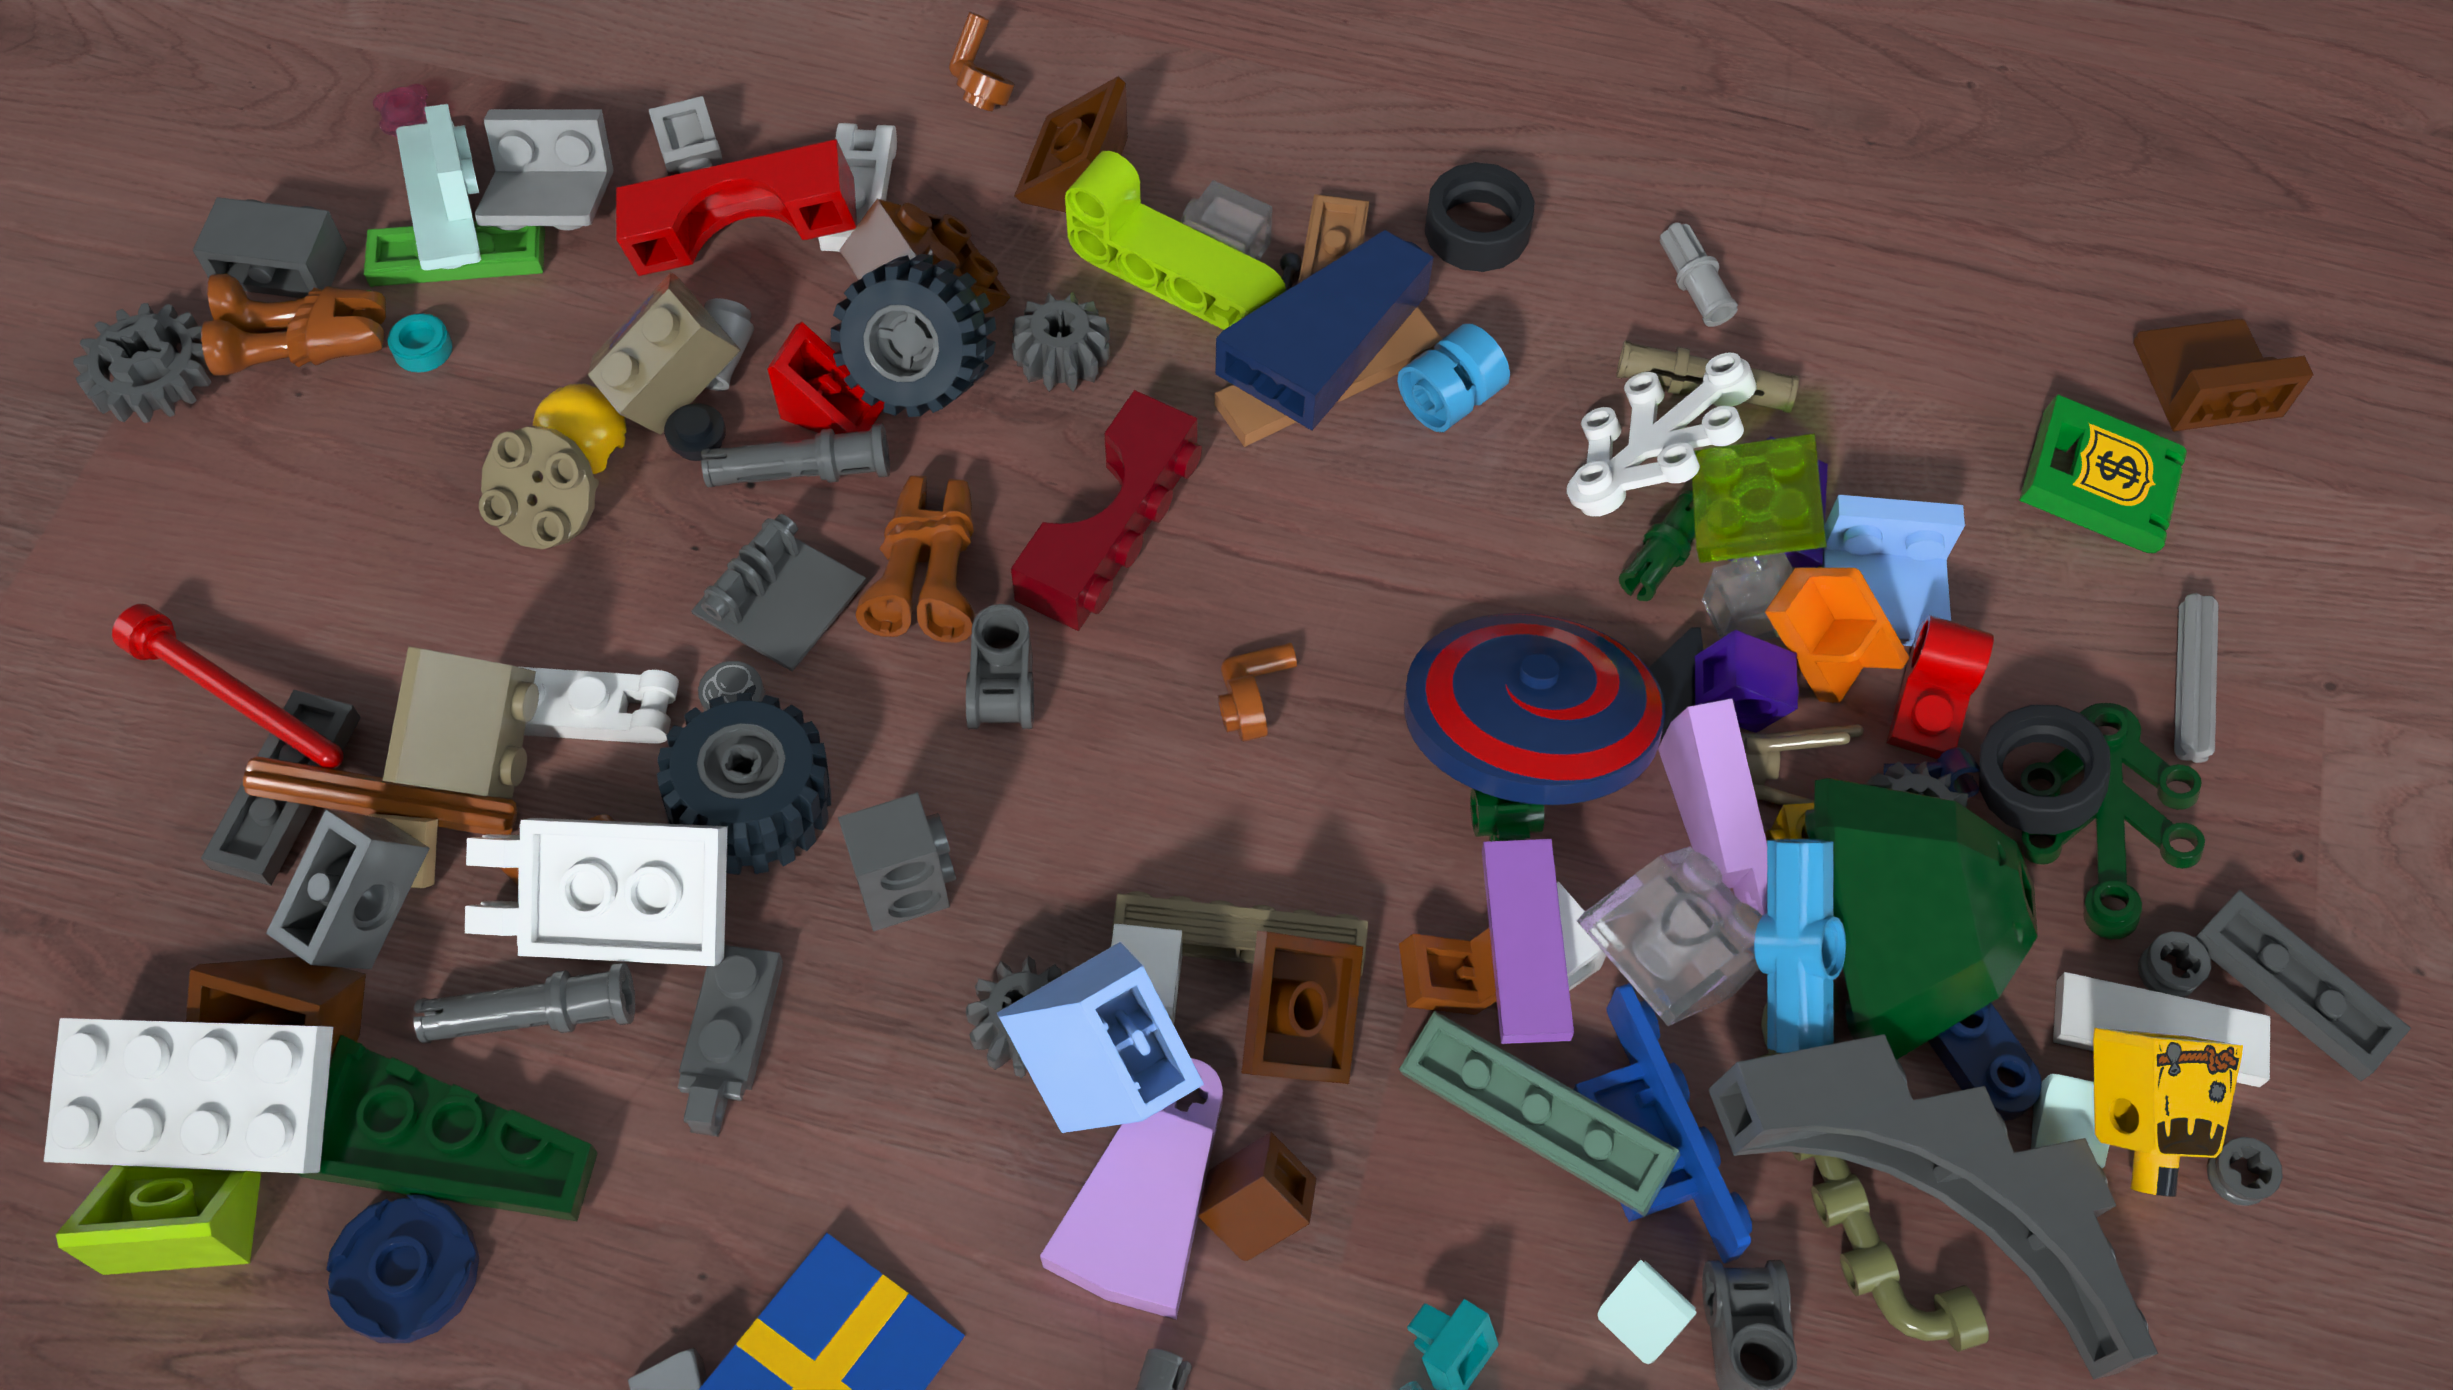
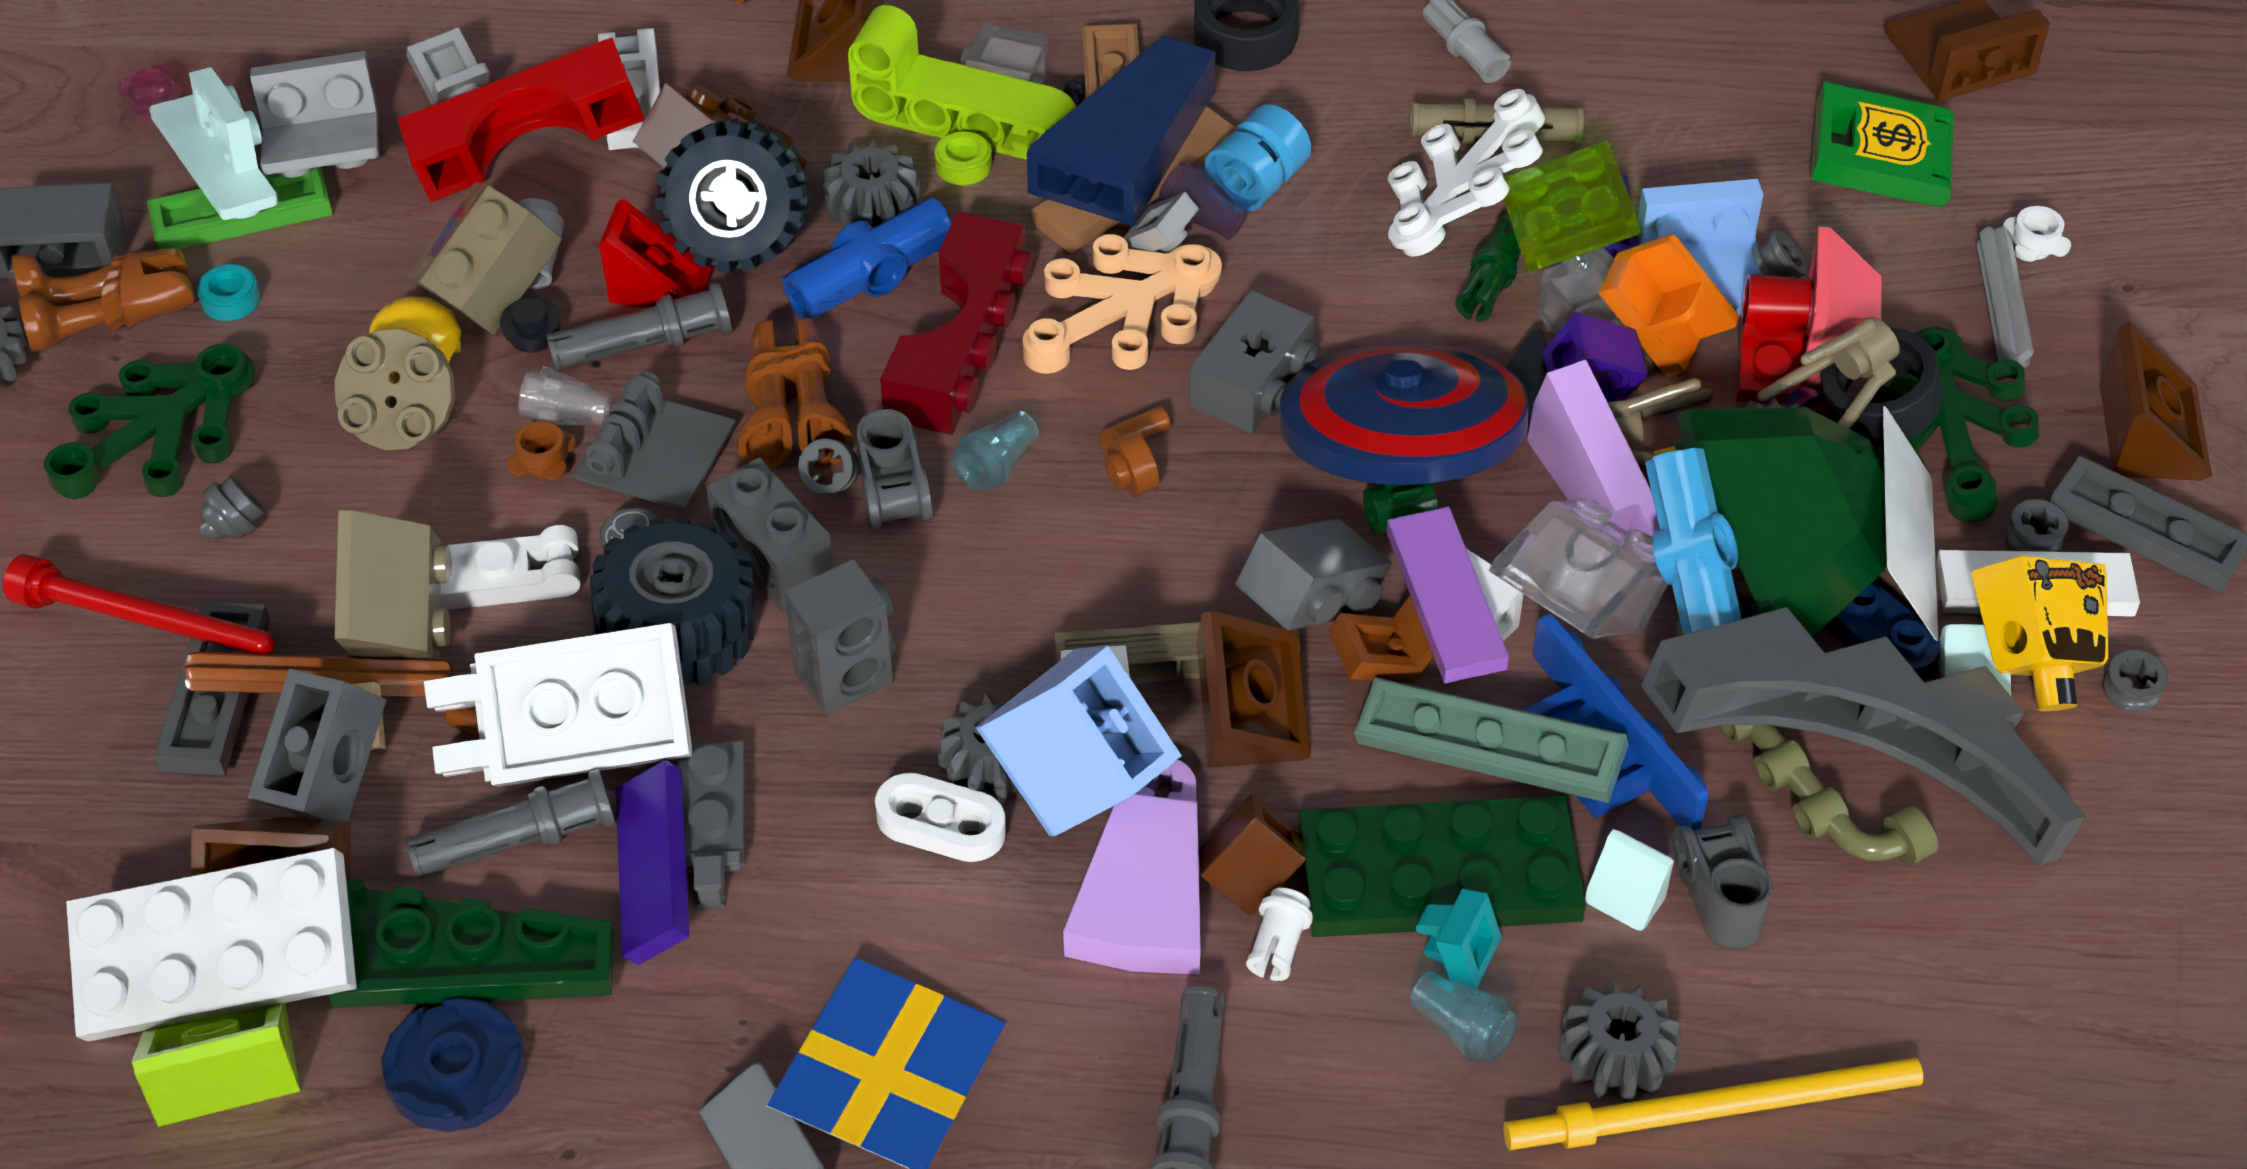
camera: 10 degrees left, 10 degrees down
(353, 587) = (229, 510): none -> dark grey plate
(375, 438) = (215, 377): none -> dark green plant
(652, 1079) = (652, 863): none -> dark purple tile
(665, 564) = (541, 451): none -> dark orange plate
(699, 525) = (561, 399): none -> clear cone
(863, 721) = (773, 528): none -> dark grey brick
(920, 653) = (816, 452): none -> dark grey bush
(956, 1085) = (943, 818): none -> white plate
(1038, 421) = (867, 259): none -> blue piece
(1110, 664) = (992, 452): none -> clear light blue cone
(1163, 320) = (963, 158): none -> lime tile
(1268, 1293) = (1284, 918): none -> white pin
(1285, 512) = (1187, 271): none -> light nougat plant
(1338, 437) = (1162, 225): none -> light grey plate
(1385, 412) = (1216, 208): none -> clear purple cone
(1394, 611) = (1251, 362): none -> dark grey brick
(1395, 883) = (1313, 574): none -> dark grey brick
(1440, 1236) = (1388, 862): none -> dark green plate
(1966, 592) = (1779, 257): none -> dark grey bush
(2022, 667) = (1841, 293): none -> coral slope
(2024, 737) = (1857, 353): none -> dark tan plant
(2039, 946) = (1910, 523): none -> white sticker
(2254, 598) = (2037, 233): none -> white plate
(2327, 850) = (2151, 413): none -> reddish brown slope

